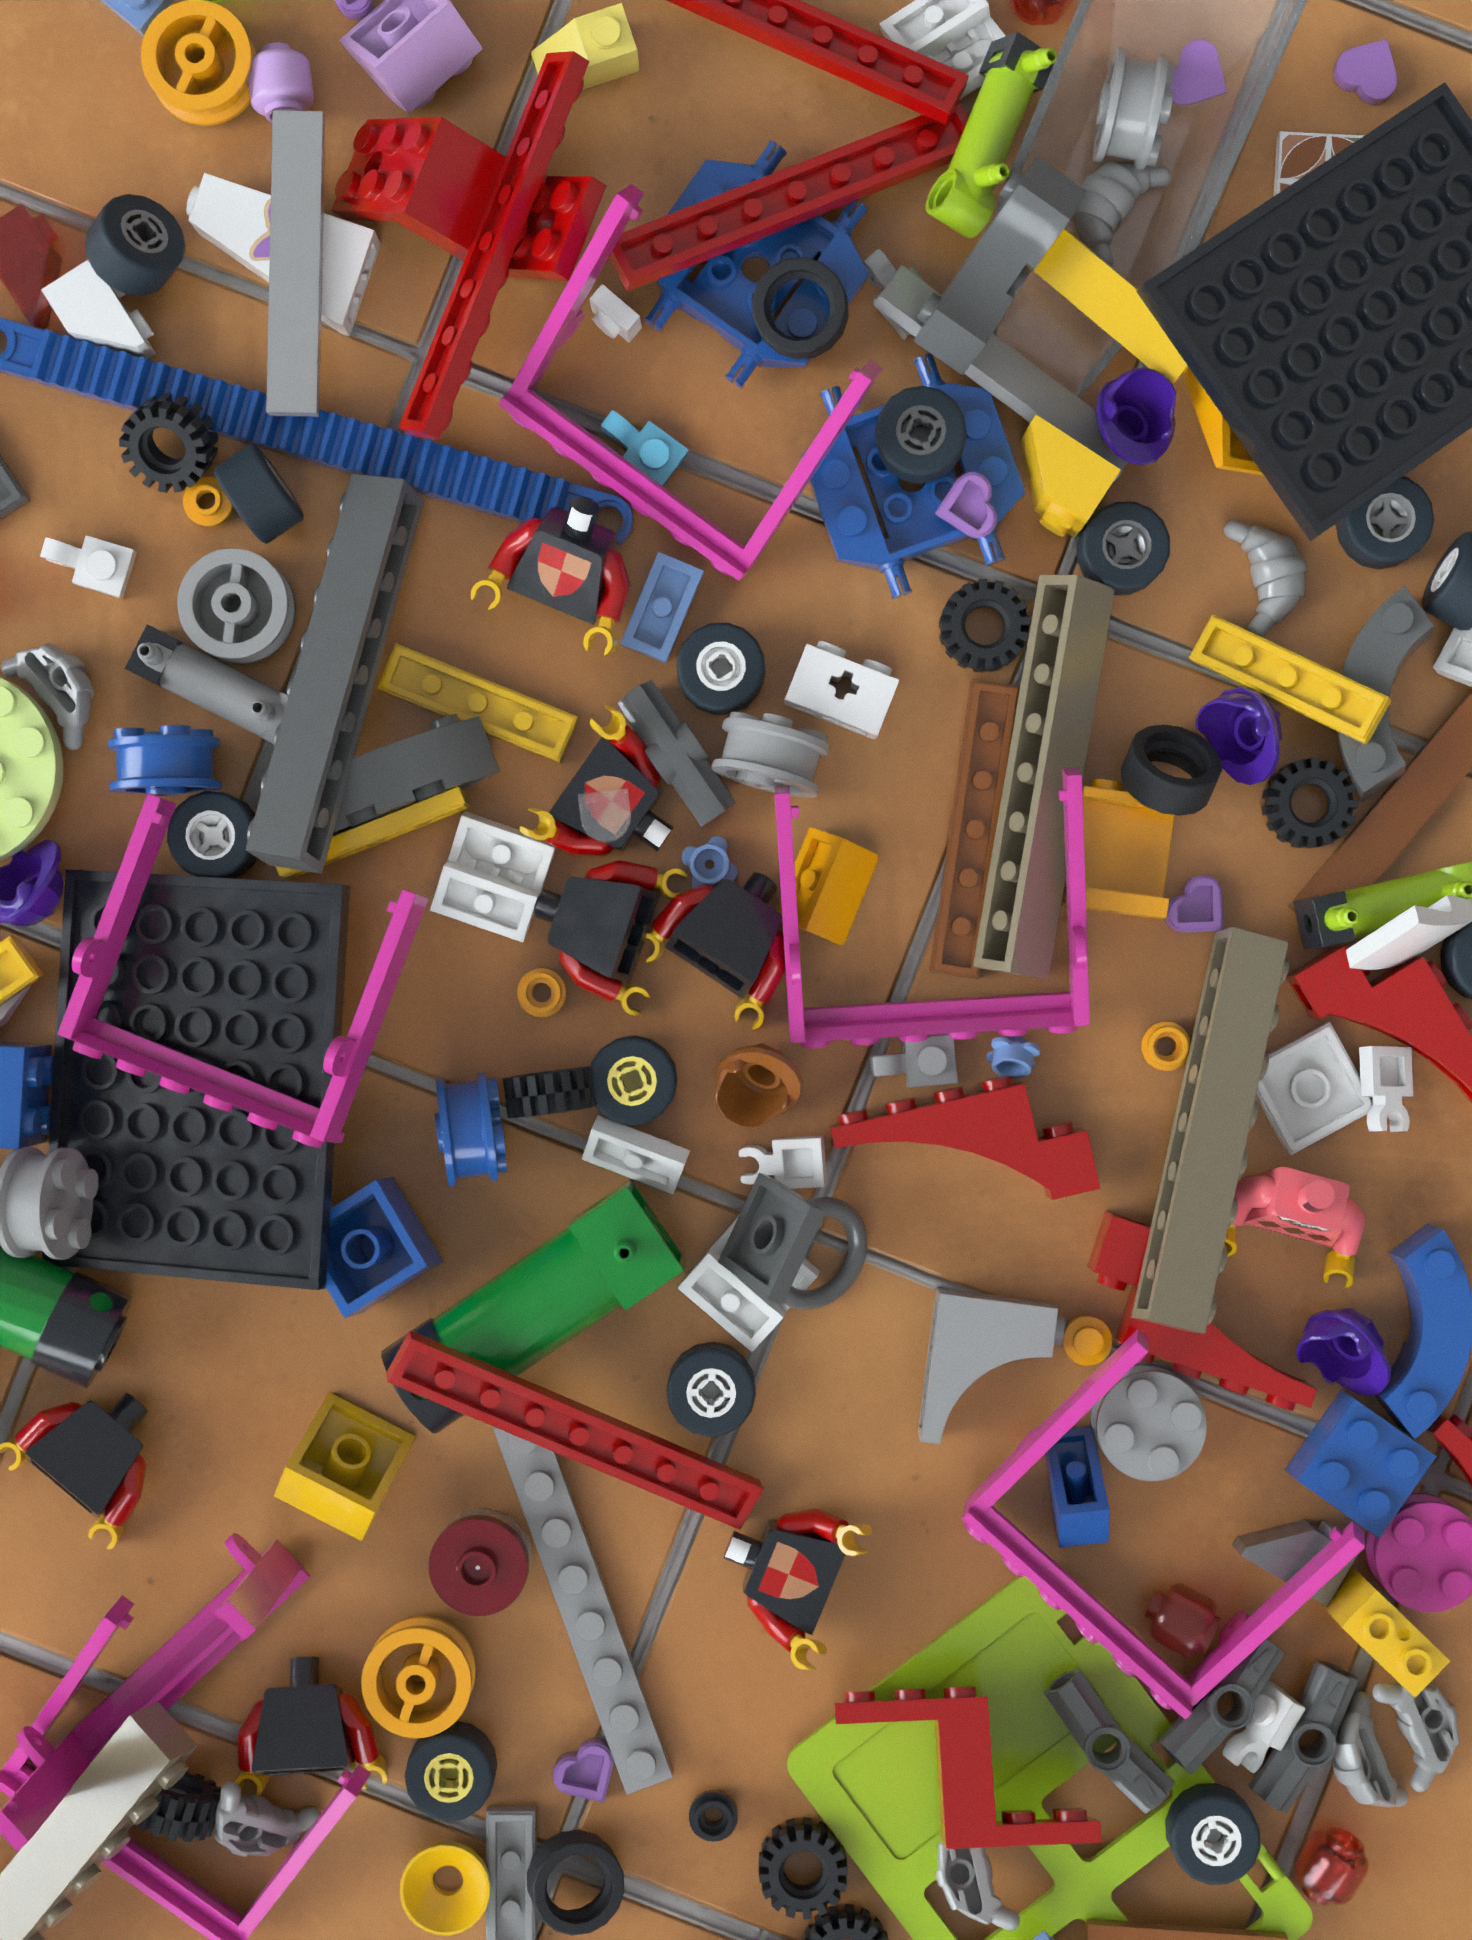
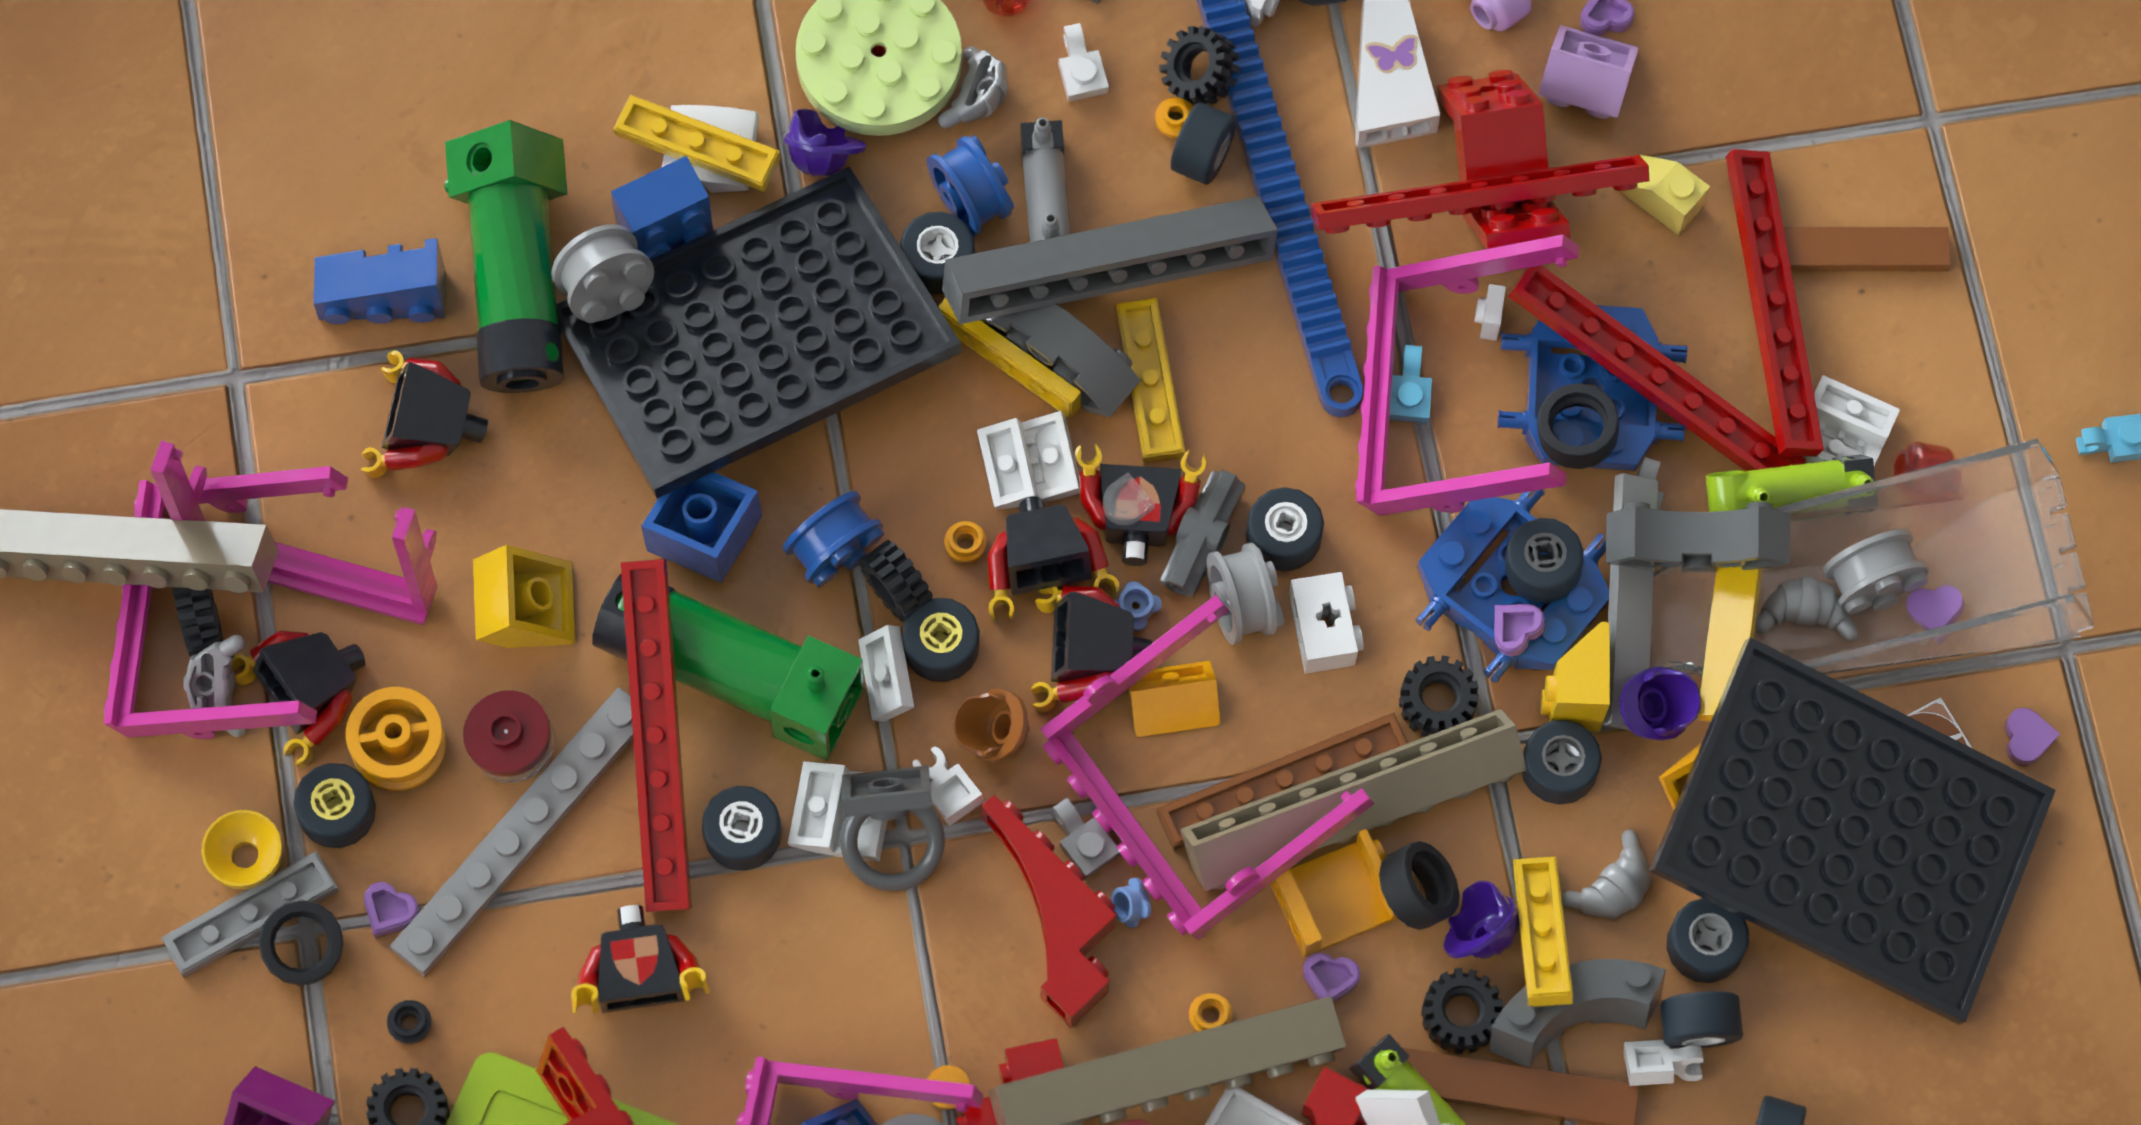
camera: 55 degrees right, 20 degrees down
(236, 606) = (1113, 174): light grey wheel -> none
(296, 263) = (1380, 76): light grey tile -> none
(344, 1059) = (840, 403): dark pink piece -> none
(566, 566) = (1287, 376): torso -> none
(662, 607) = (1302, 464): medium blue plate -> none
(974, 1336) = (897, 996): light grey arch -> none

